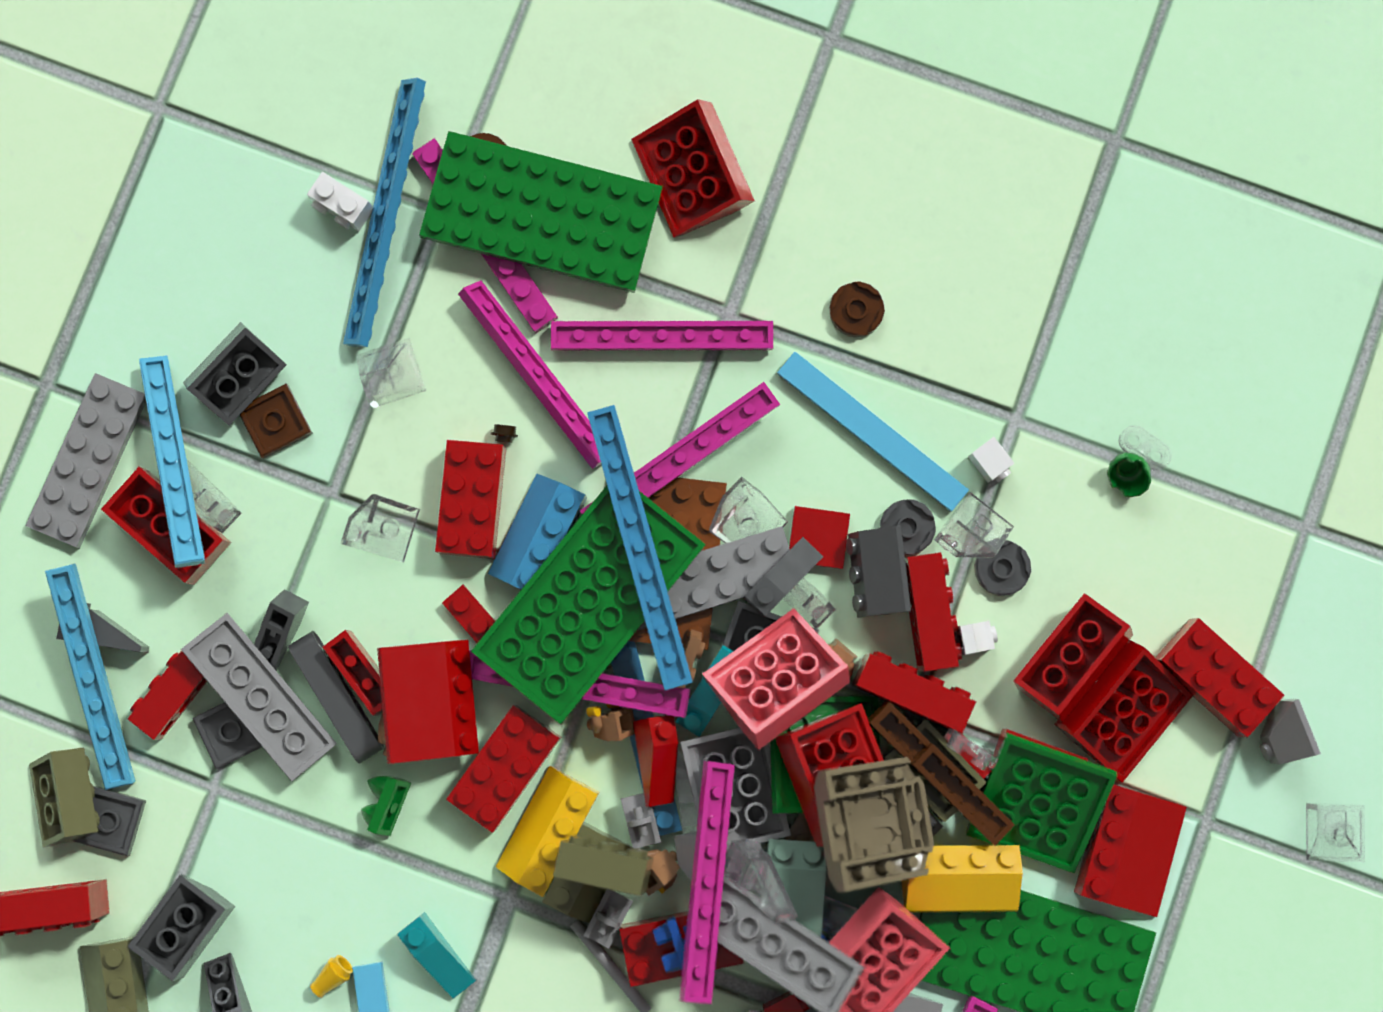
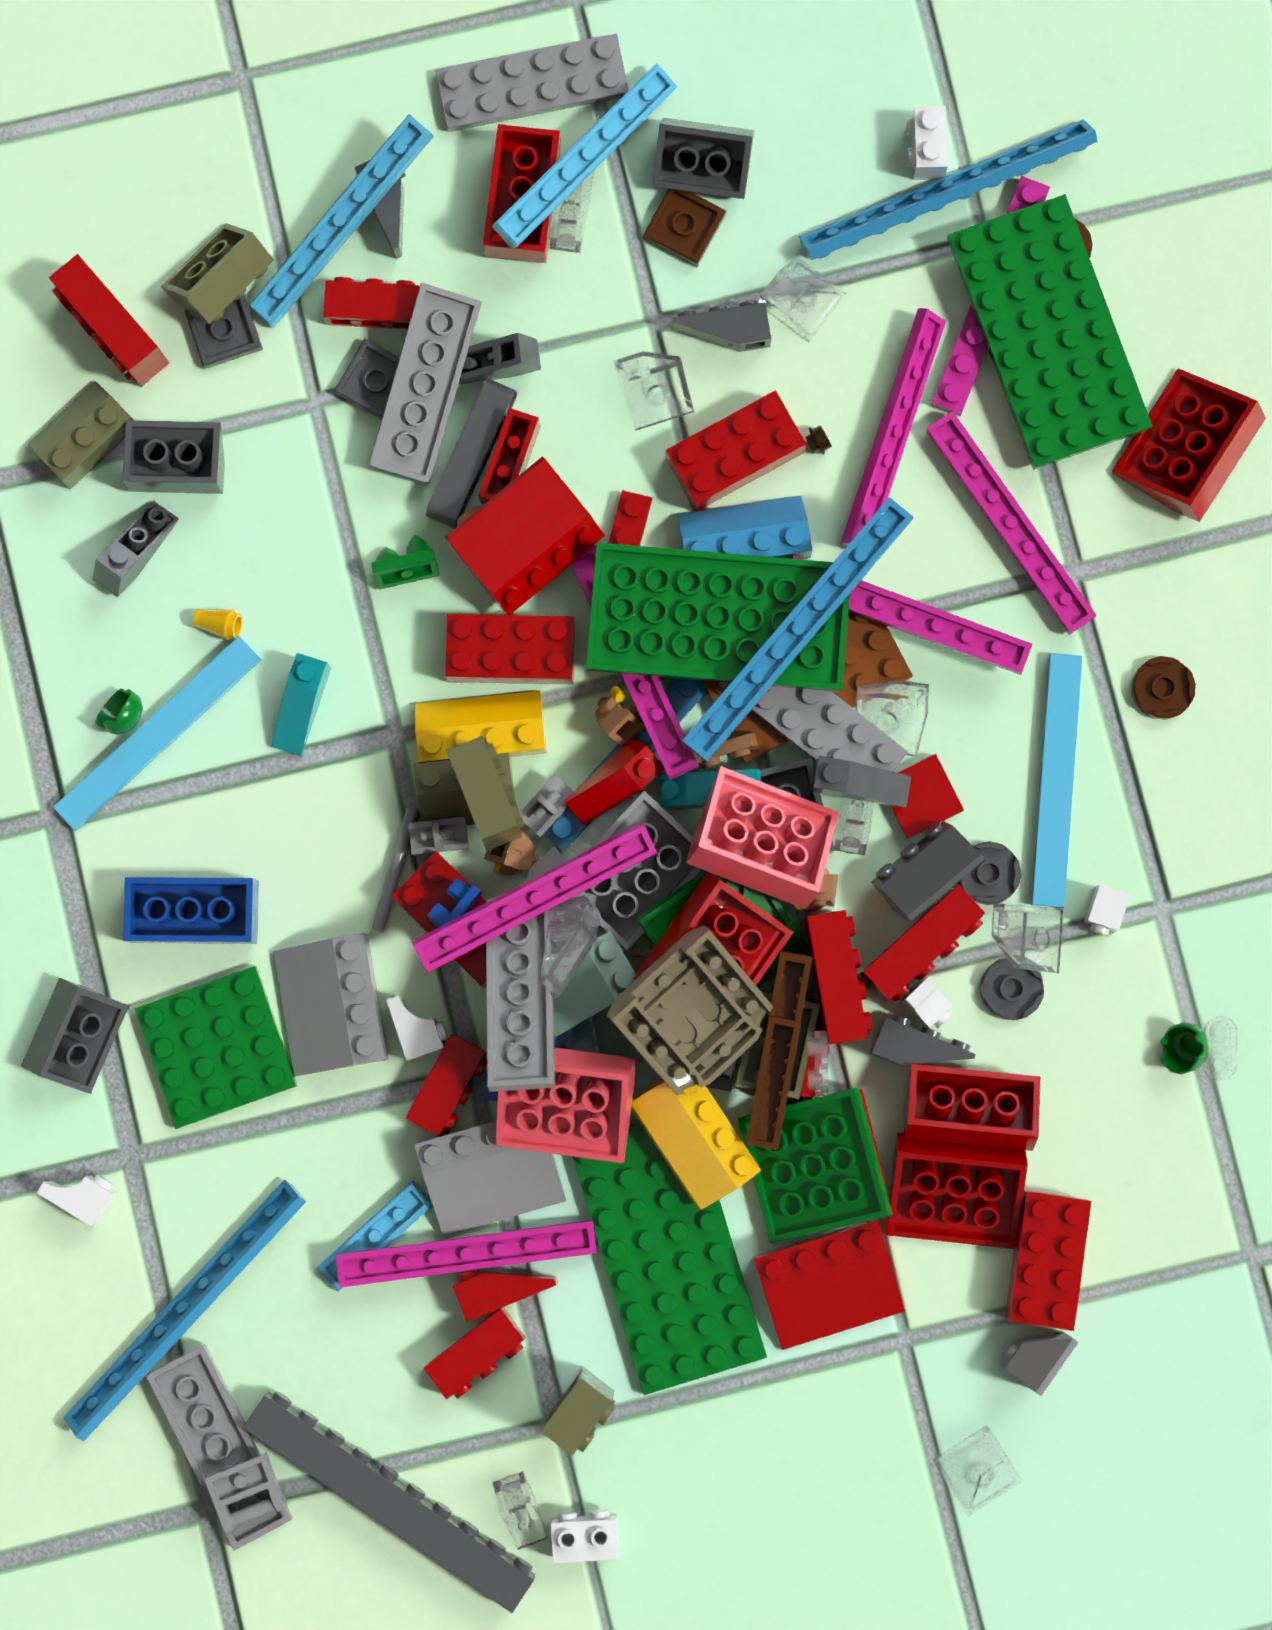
camera: 65 degrees right, 0 degrees up
(379, 436) = (734, 328): none -> dark grey slope
(998, 671) = (909, 1046): none -> dark grey slope

